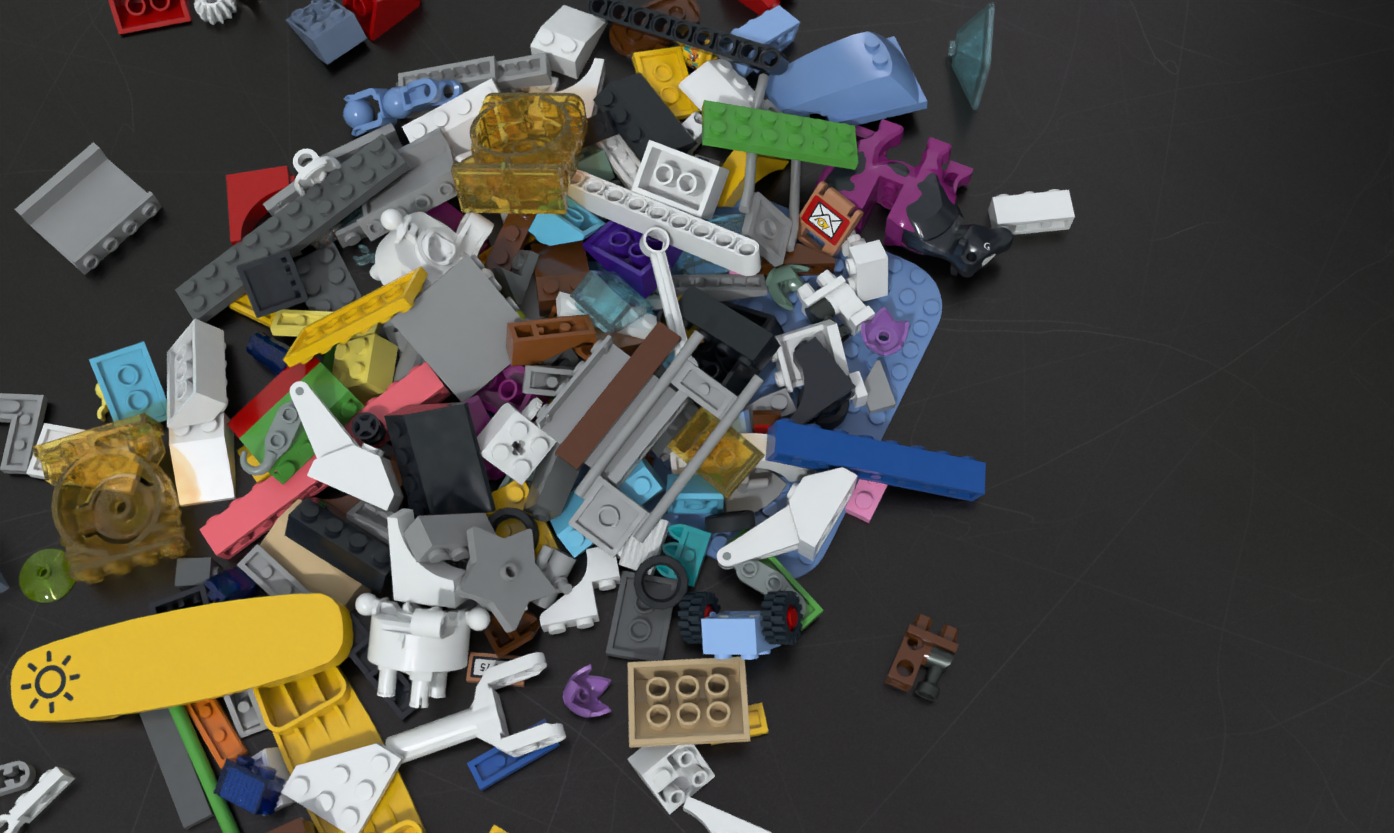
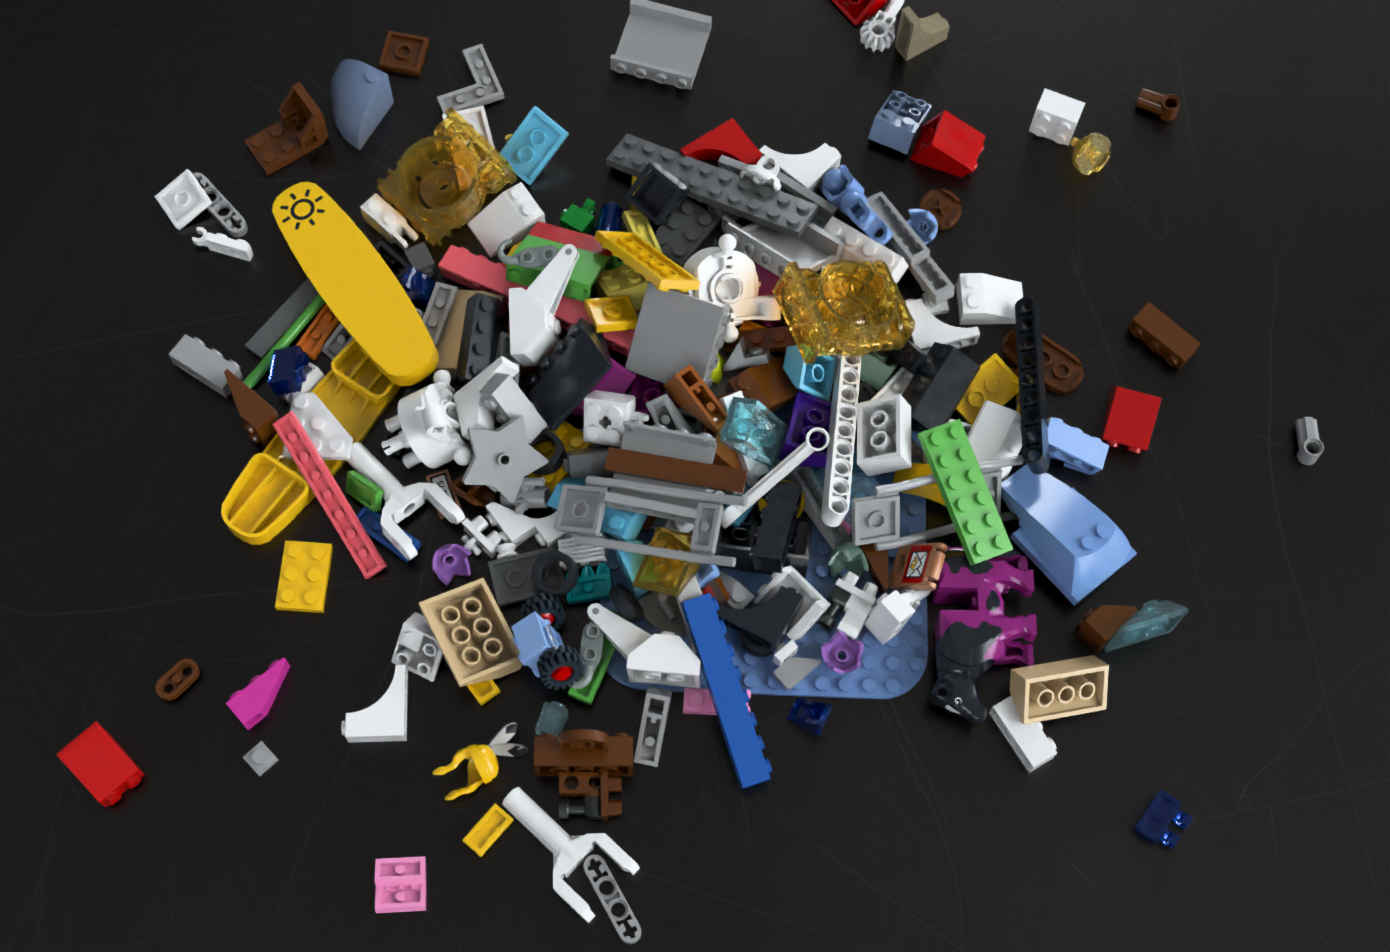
camera: 60 degrees right, 0 degrees up
(53, 584) = (369, 172): clear neon green dish -> none
(125, 591) = (387, 221): none -> white hinge
(196, 376) = (563, 182): white slope -> none
(247, 382) = (579, 218): none -> green brick
(325, 133) = (809, 167): none -> white arch
(364, 423) = (568, 308): black wheel -> none
(394, 385) = (611, 313): none -> yellow tile
(432, 800) = (329, 495): none -> coral tile
(443, 38) = (944, 207): none -> reddish brown tile
(449, 48) = (917, 220): none -> light blue piece
(450, 757) = (364, 491): none -> bright green tile
(583, 645) = (474, 529): none -> white hips
(602, 627) = (506, 550): none -> white bush
(821, 660) = (552, 718): none -> clear light blue brick
(837, 757) = (483, 760): none -> yellow hair
(873, 556) = (653, 726): none -> light grey slope
(883, 638) = (583, 752): none -> reddish brown brick
(916, 784) = (488, 830): none -> yellow plate
(930, 395) = (810, 715): none -> clear blue slope
(960, 93) = (1101, 625): none -> reddish brown slope
(974, 706) = (566, 849): none -> white piece
(1005, 158) = (1059, 688): none -> tan slope
(1044, 680) = (611, 899): none -> light grey beam
(1160, 138) = (1158, 816): none -> clear blue plate

